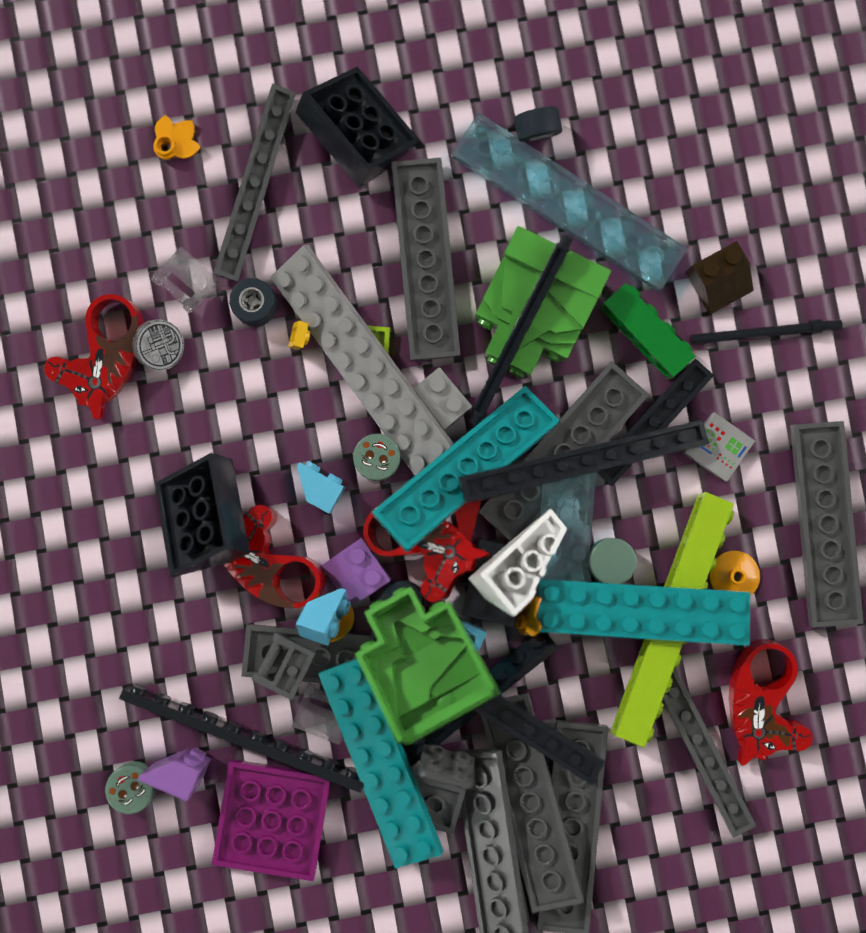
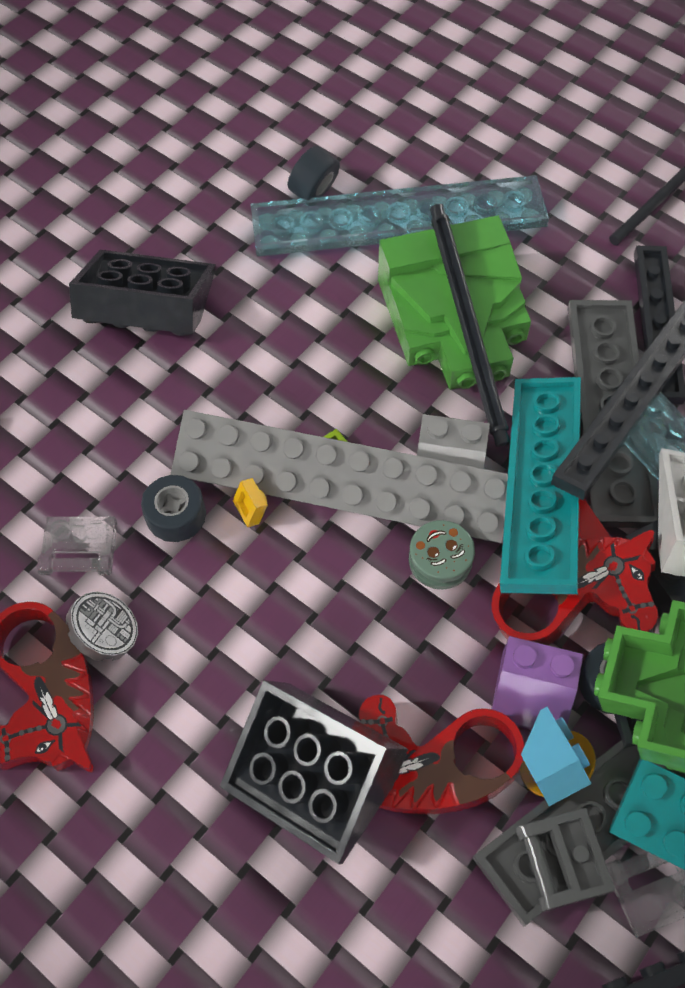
camera: 35 degrees left, 25 degrees down
(254, 183) = (83, 410): dark grey plate -> none
(318, 489) = (411, 632): medium azure slope -> none
(425, 259) = (318, 350): dark grey plate -> none
(647, 331) = (575, 257): green brick -> none
(721, 277) = (586, 176): dark brown slope -> none

